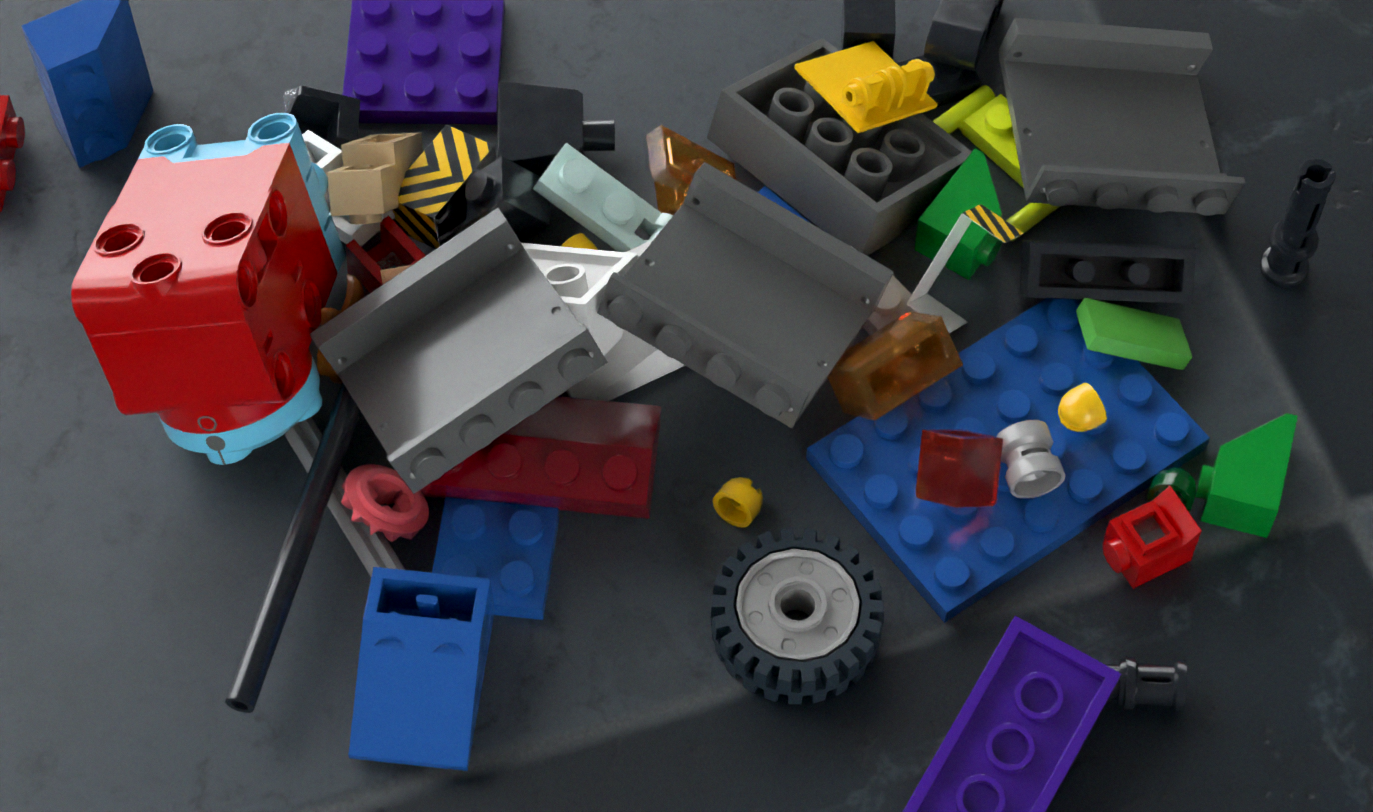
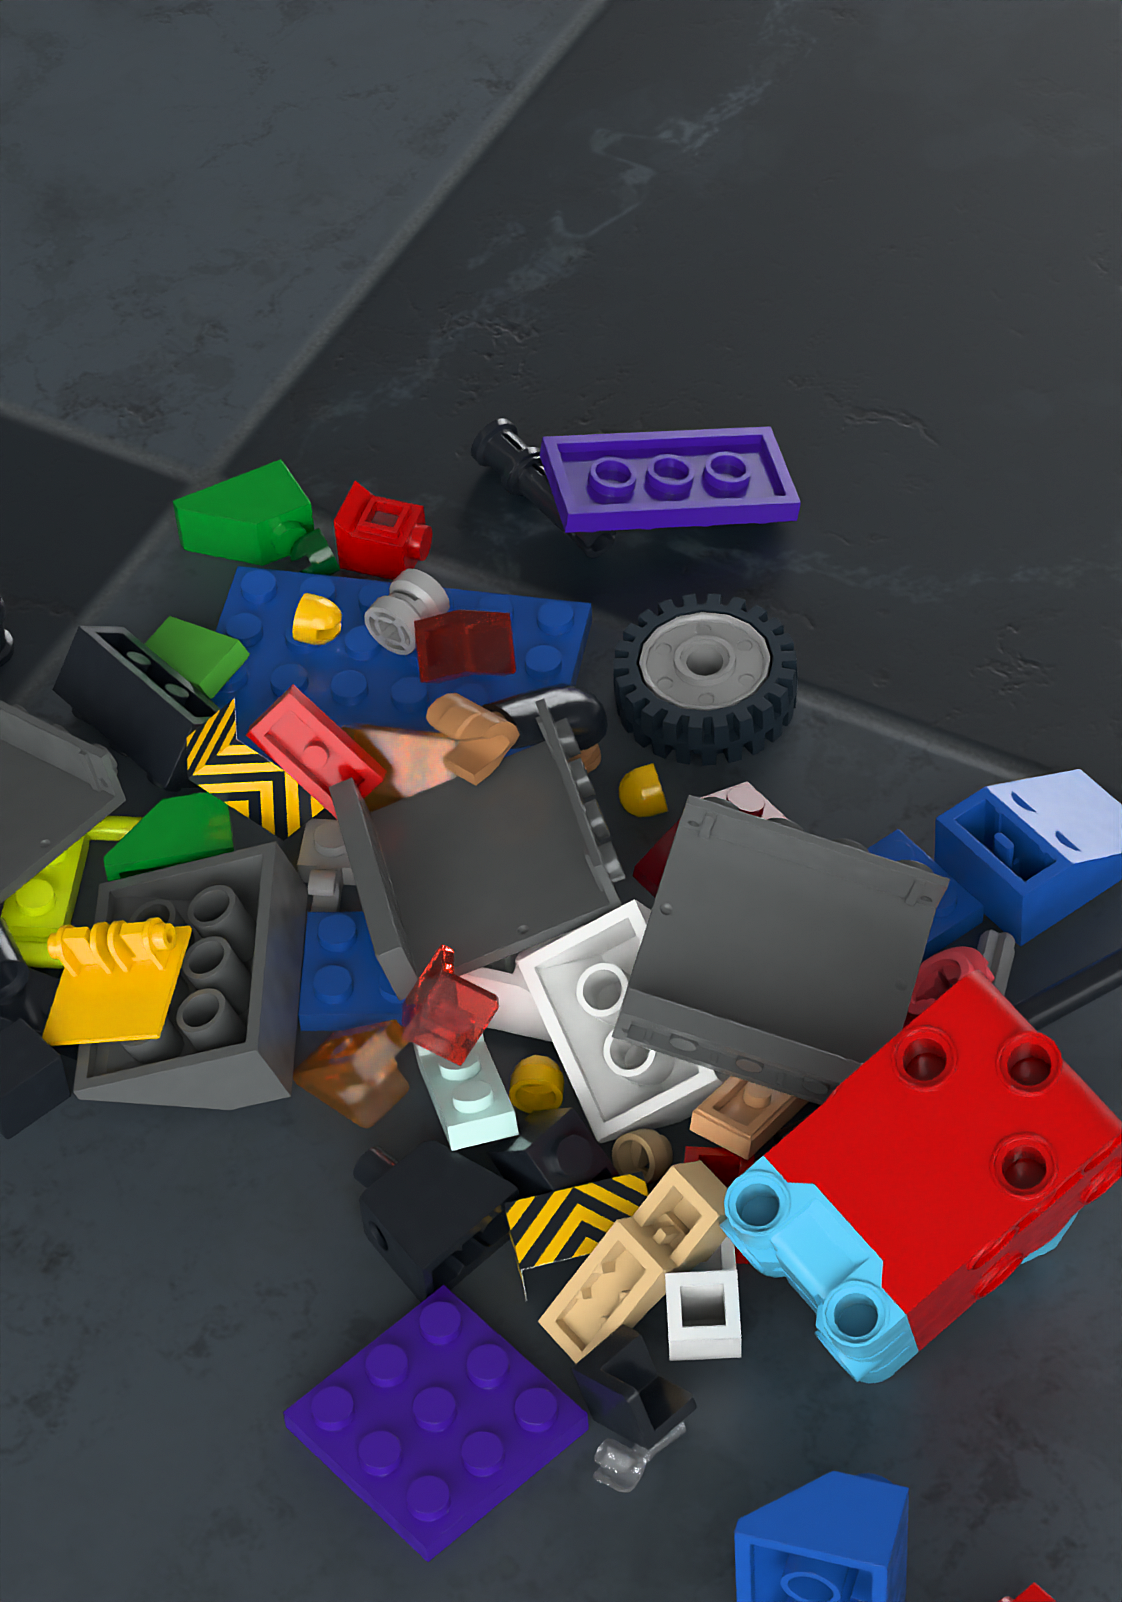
camera: 130 degrees left, 10 degrees down
(646, 198) = (446, 1010): none -> clear red panel
(828, 429) = (511, 723): none -> piece
(910, 295) = (313, 748): none -> plate

